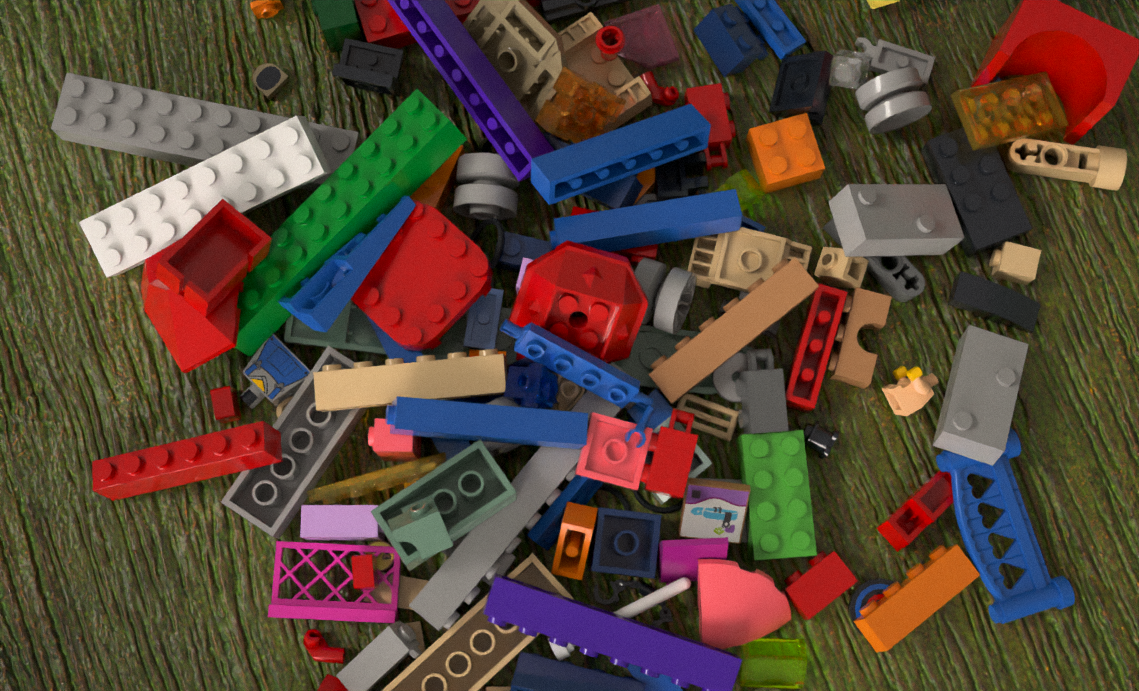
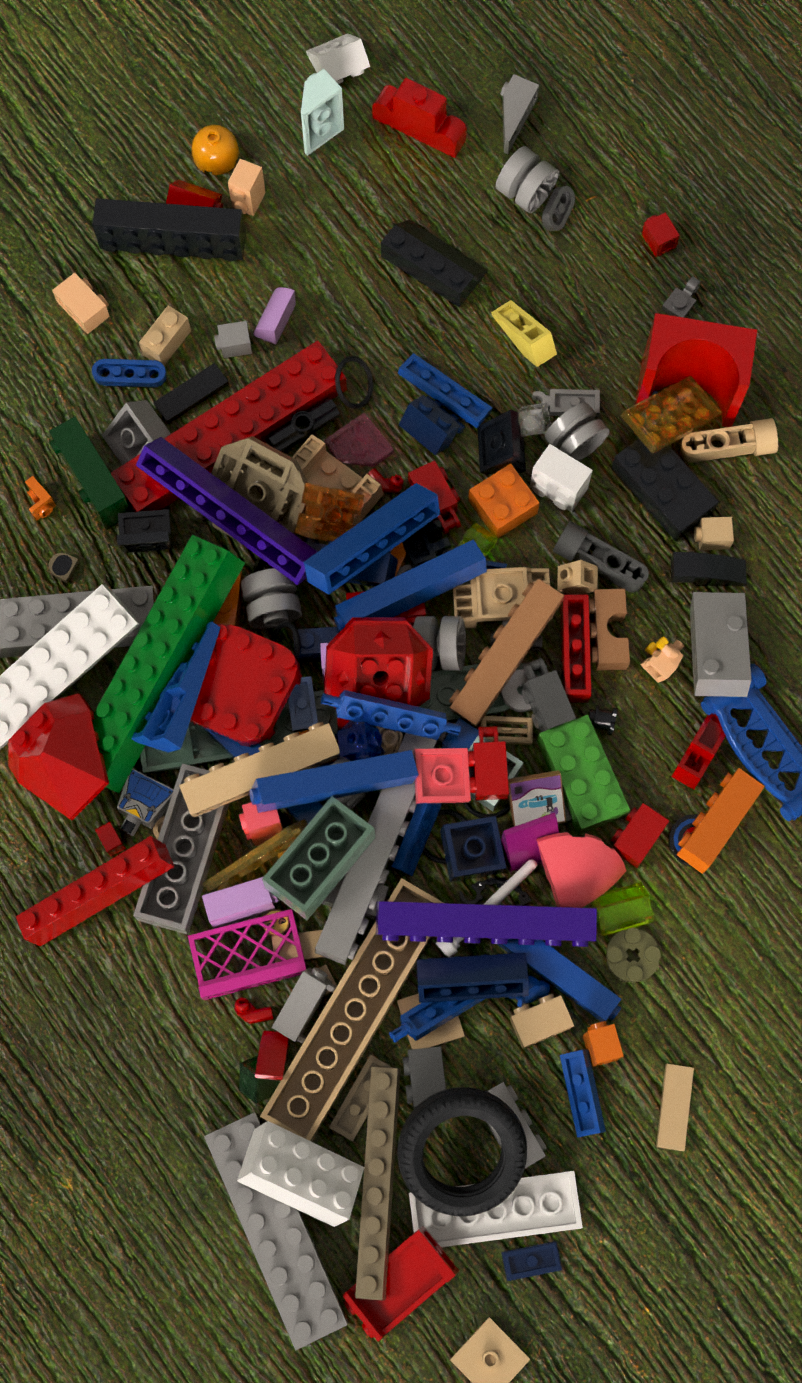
camera: 15 degrees left, 5 degrees down
(213, 257) = (70, 716): red piece -> none
(364, 571) = (269, 936): red piece -> none
(422, 527) = (309, 874): sand green brick -> none
(574, 540) = (432, 858): orange brick -> none
(610, 42) = (335, 453): red cone -> none
(640, 427) = (457, 749): blue hand -> none
(858, 146) = (560, 478): none -> white brick
(895, 219) = (608, 526): light grey brick -> none

